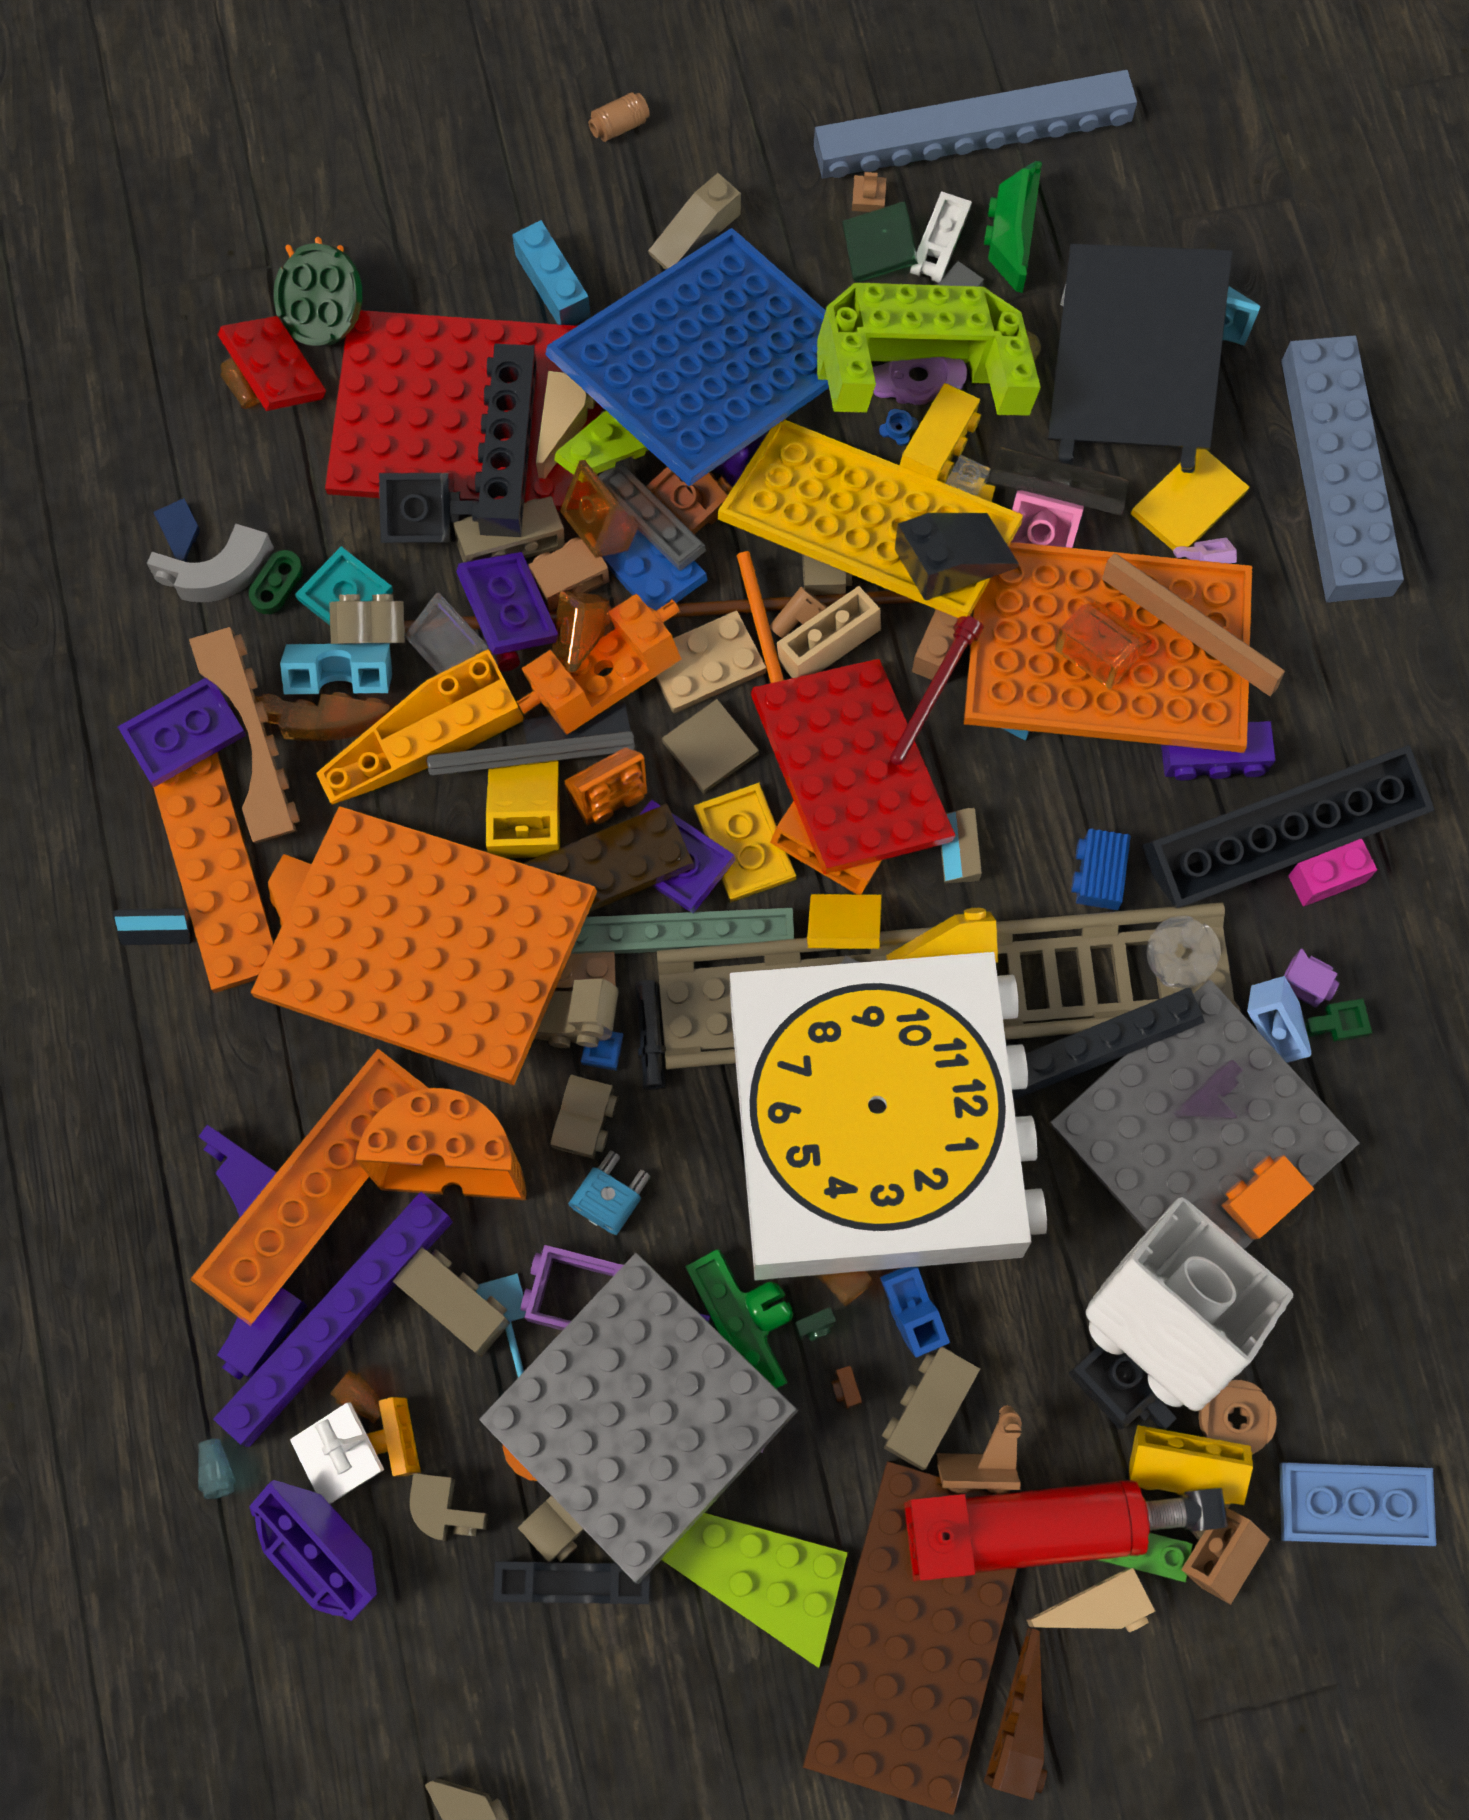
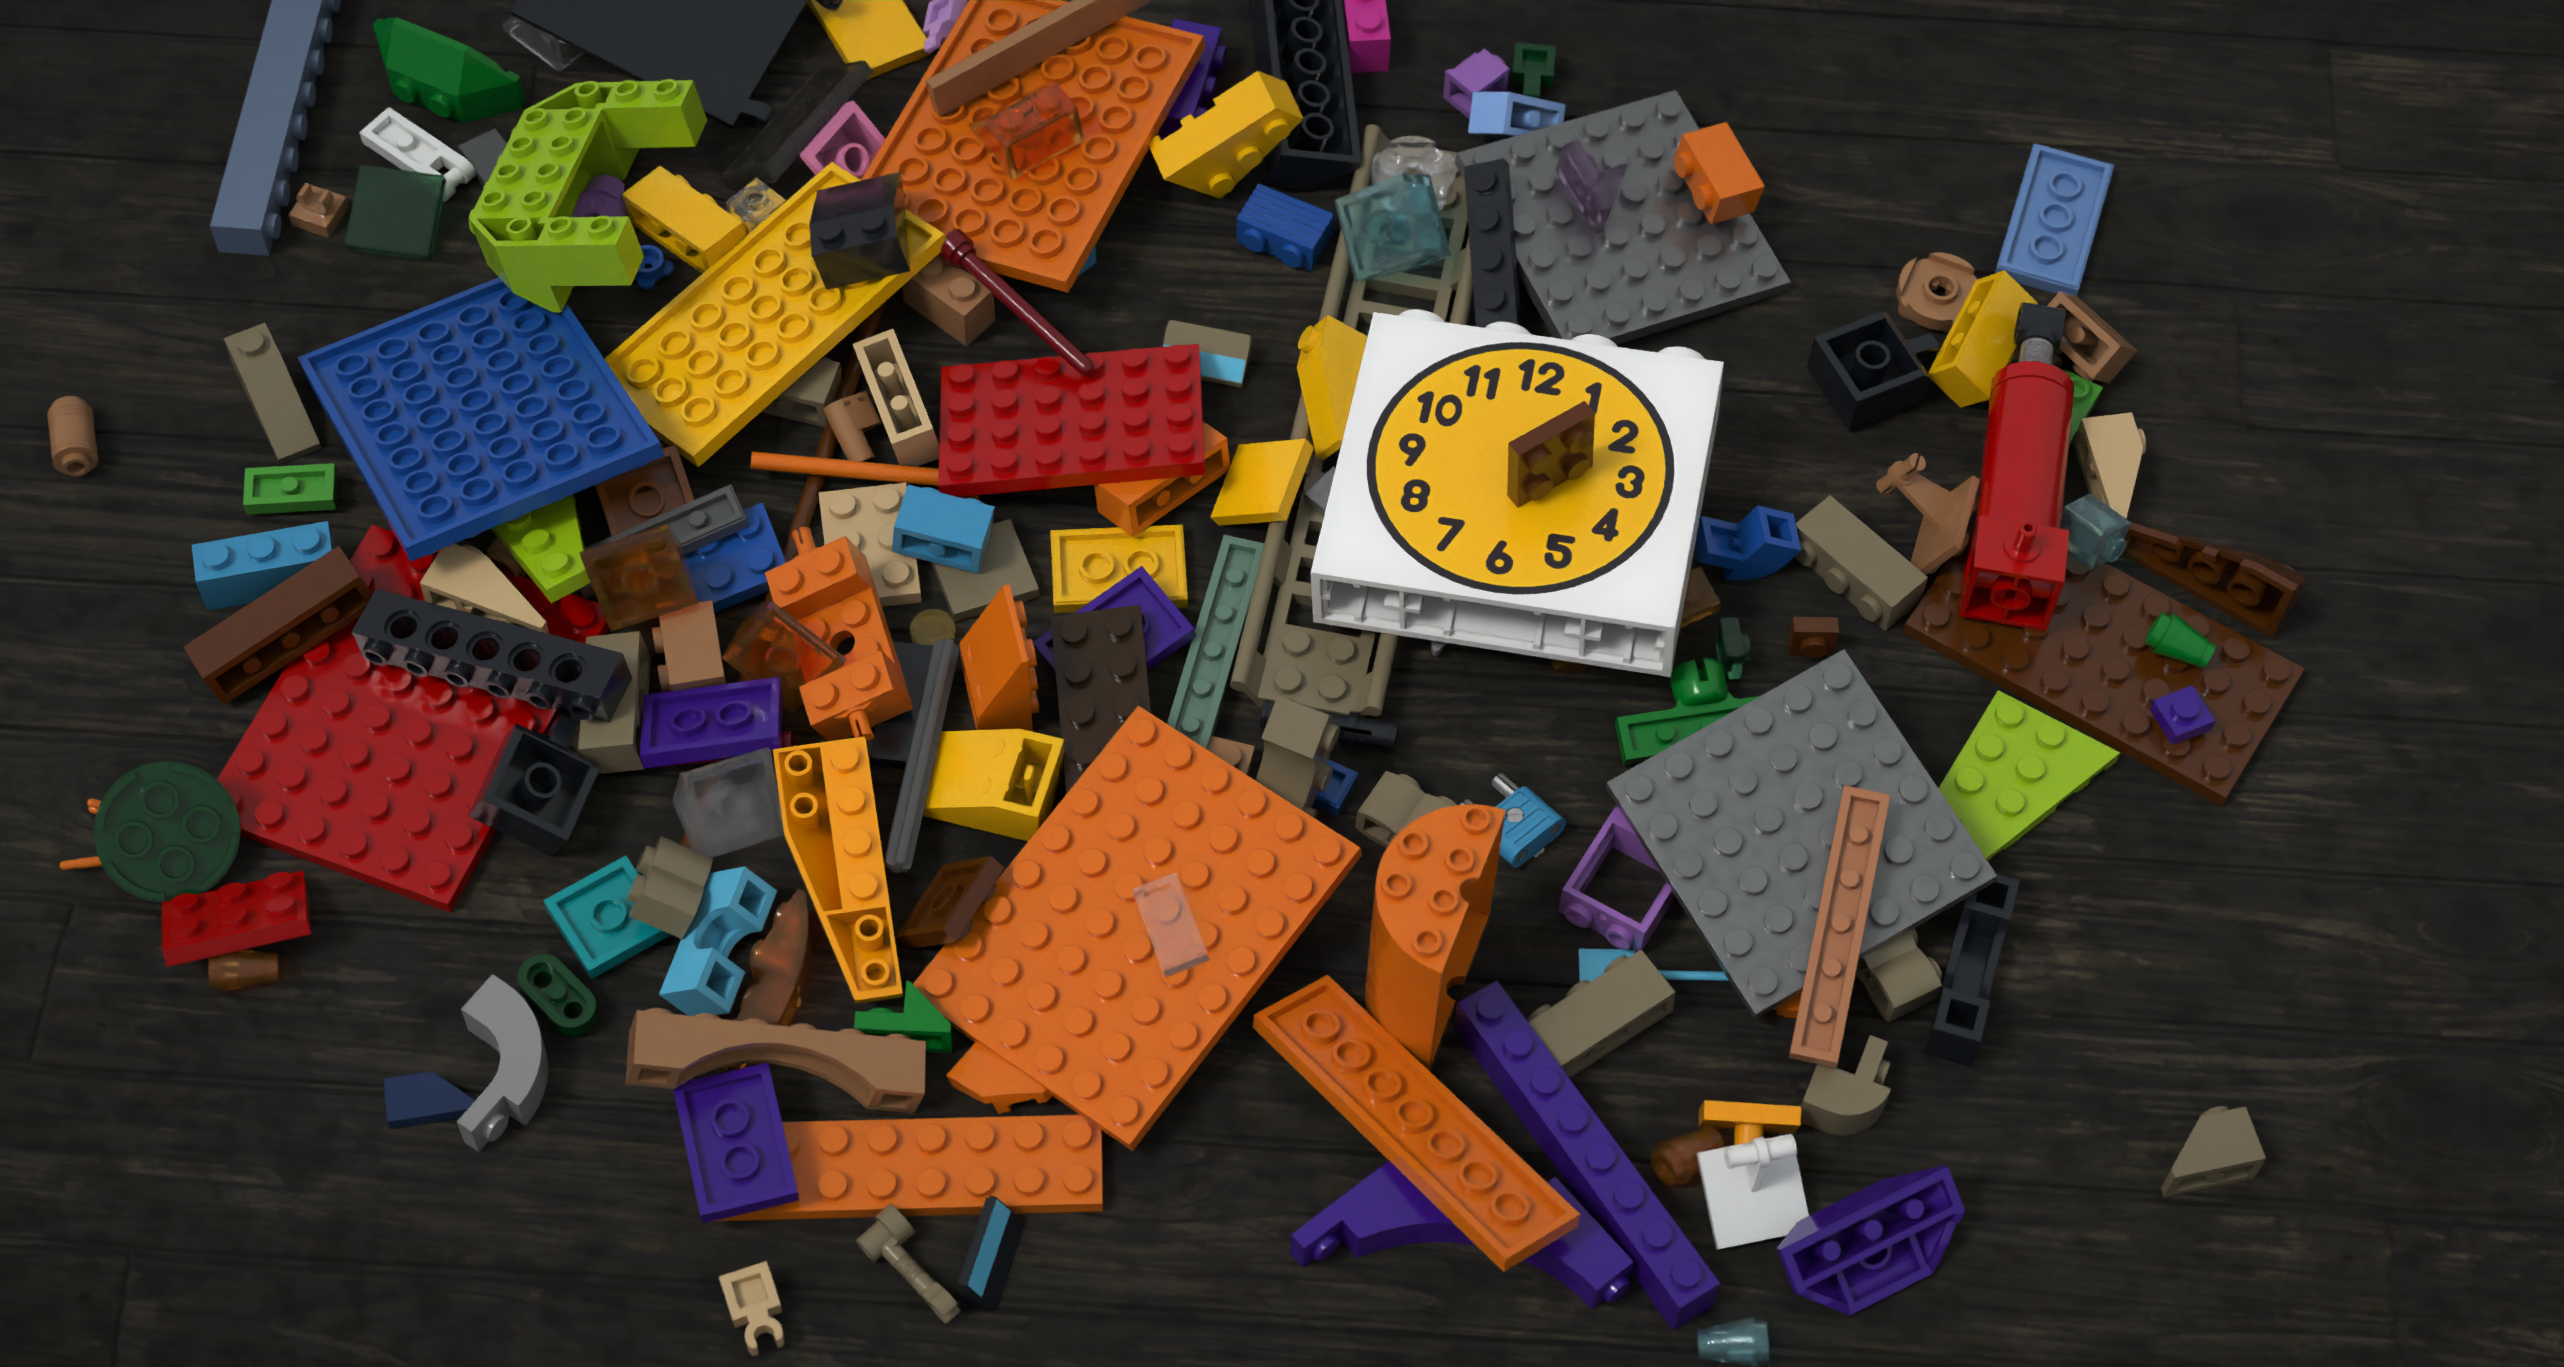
camera: 75 degrees left, 15 degrees down
(81, 783) = (752, 1300): none -> tan plate
(150, 855) = (885, 1240): none -> dark tan brick
(313, 818) = (919, 1022): none -> green slope
(408, 810) = (950, 903): none -> reddish brown plate
(414, 964) = (1170, 924): none -> clear tile
(499, 300) = (279, 625): none -> reddish brown brick
(552, 1464) = (1839, 927): none -> nougat plate
(621, 263) = (290, 488): none -> bright green plate
(649, 728) = (930, 626): none -> clear yellow piece
(722, 704) = (943, 528): none -> dark azure brick
(862, 1115) = (1551, 454): none -> reddish brown plate
(863, 1713) = (2182, 715): none -> dark purple plate
(931, 1696) = (2178, 640): none -> green cone
(1017, 1600) = (2094, 531): none -> clear light blue brick
(1115, 950) = (1392, 226): none -> clear light blue slope
(1152, 797) = (1229, 138): none -> yellow wedge
(1187, 1307) = (1825, 266): white brick -> none

